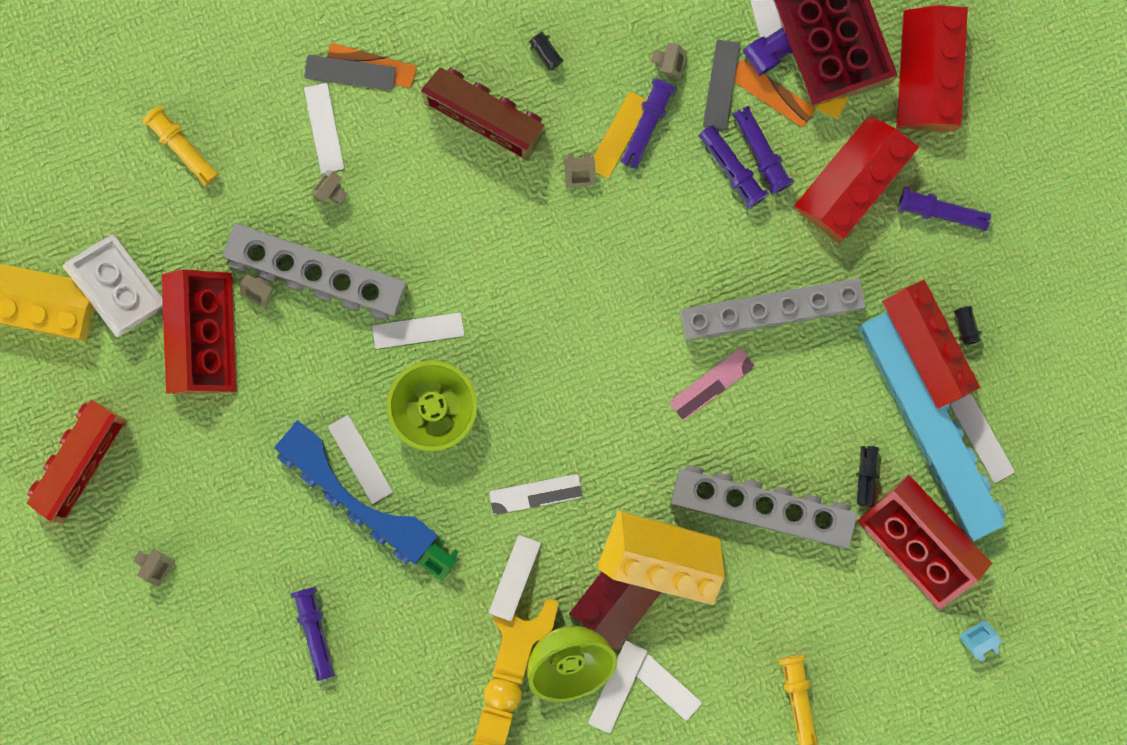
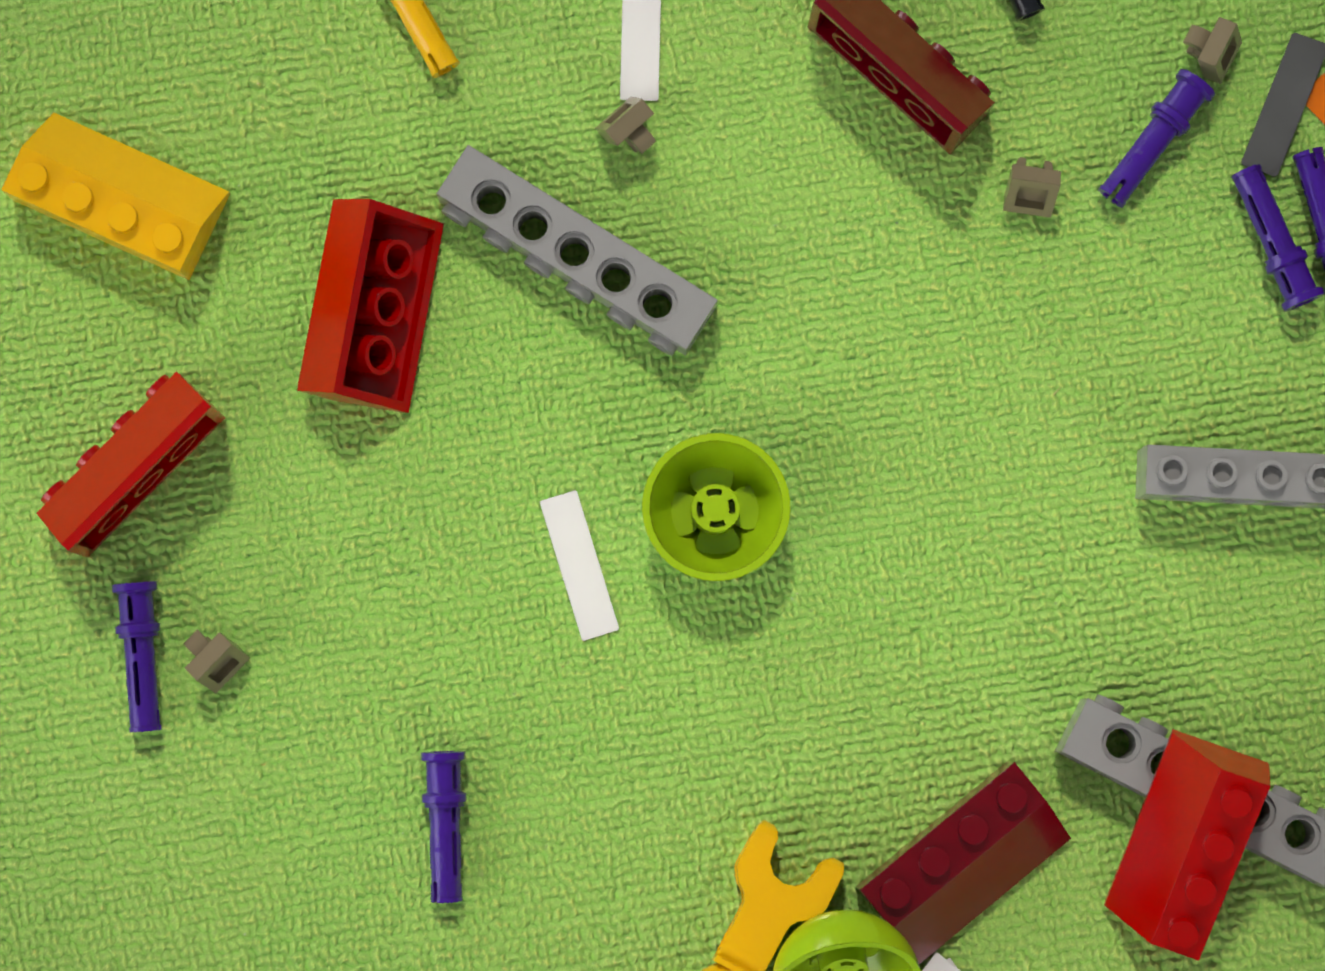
camera: 10 degrees right, 0 degrees up
(103, 560) = (138, 631): none -> dark purple pin
(114, 285) = (255, 200): white tile -> none
(256, 290) = (477, 260): dark tan plate -> none
(308, 453) = (500, 537): blue arch -> none
(418, 330) = (717, 382): white sticker -> none
(438, 561) = (667, 755): green tile -> none
(514, 578) = (783, 812): white sticker -> none
(535, 494) = (845, 685): white sticker -> none
(618, 135) = (1105, 145): yellow sticker -> none
(663, 558) = (1032, 837): yellow slope -> none
(712, 384) = (1164, 575): clear pink sticker -> none
(757, 540) = (1188, 842): none -> red slope

